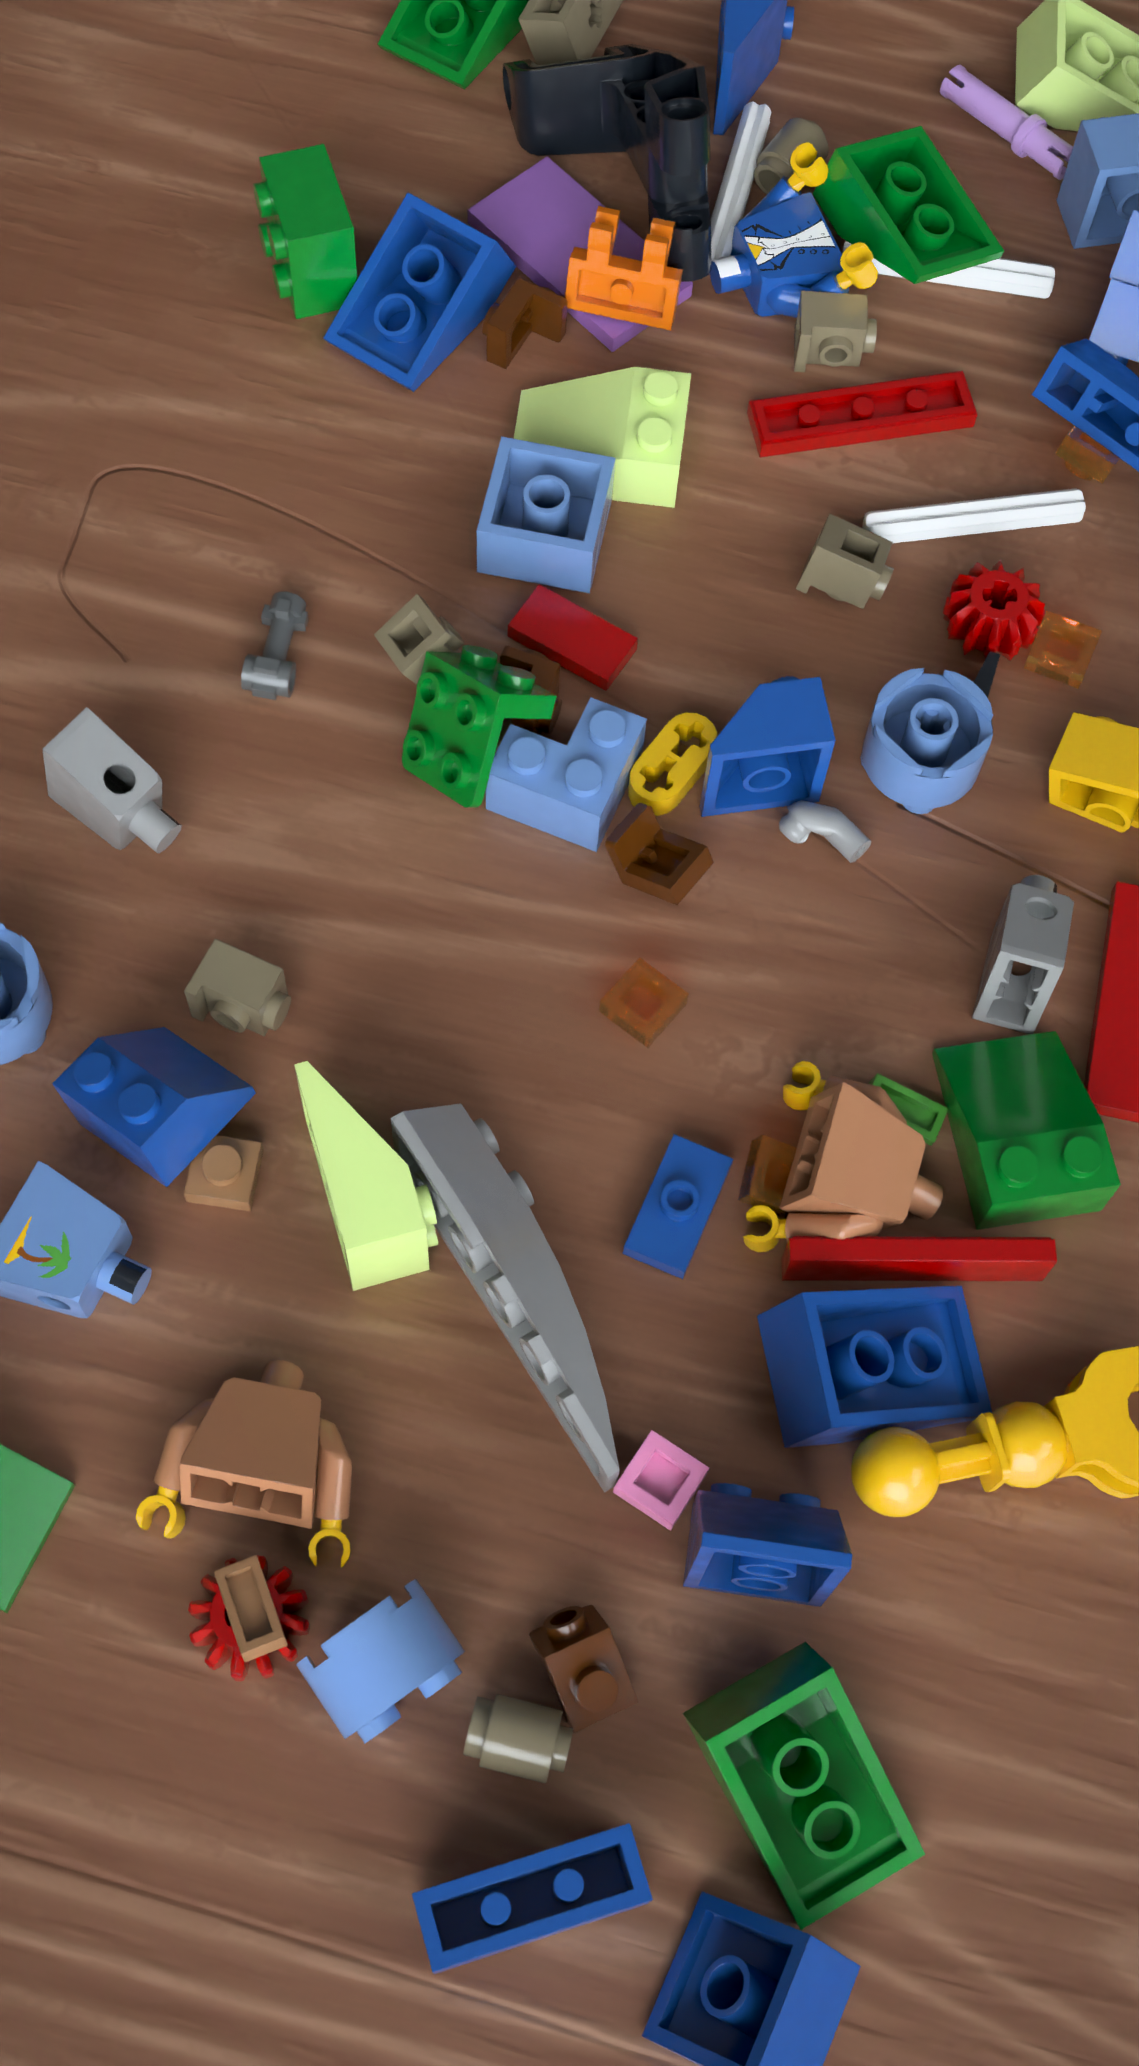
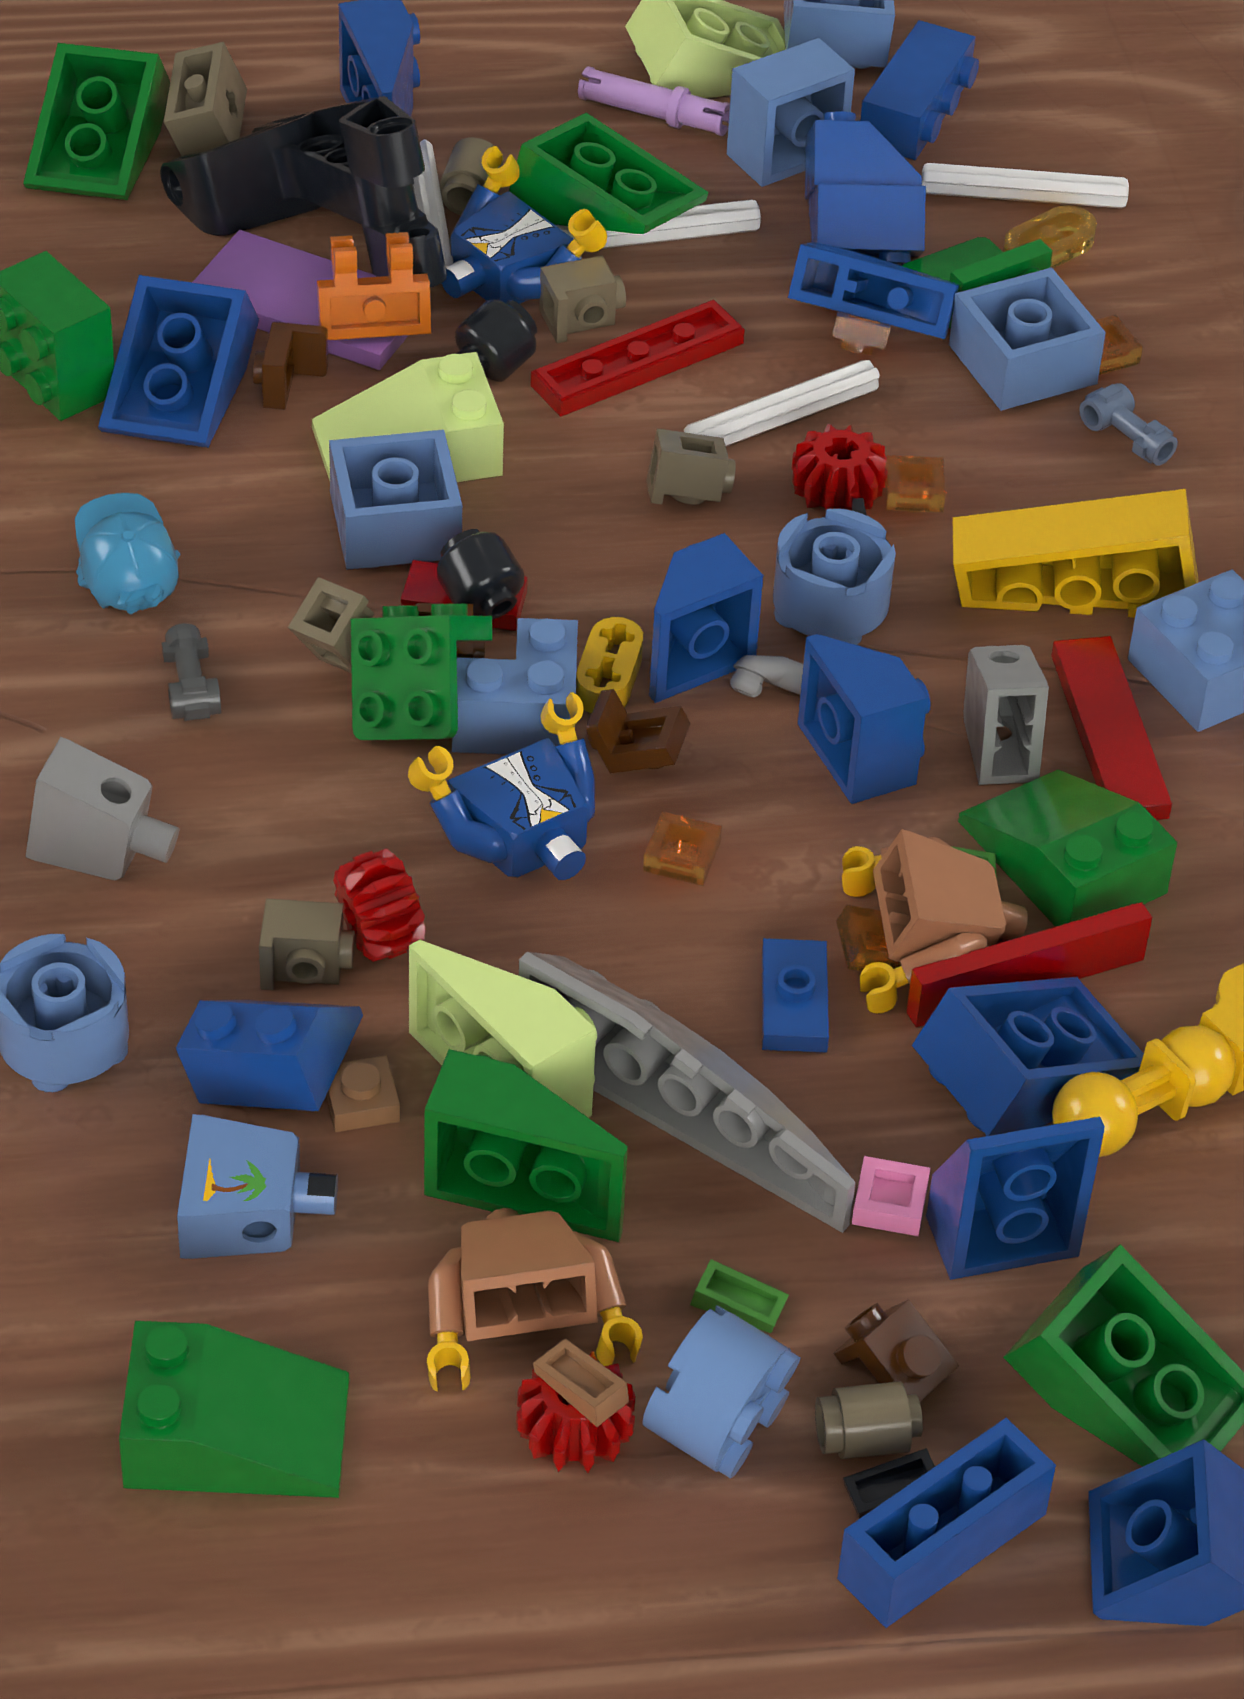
camera: 20 degrees left, 20 degrees down
(274, 495) = (125, 552): none -> dark azure hair
(297, 1289) = (516, 1145): none -> green slope
(320, 978) = (379, 904): none -> red gear
(470, 1535) = (740, 1295): none -> bright green piece
(510, 904) = (522, 806): none -> blue torso
(518, 1810) = (877, 1484): none -> black piece
(583, 630) = (480, 572): none -> black head
(728, 357) = (500, 335): none -> black head
(878, 921) = (862, 716): none -> blue slope

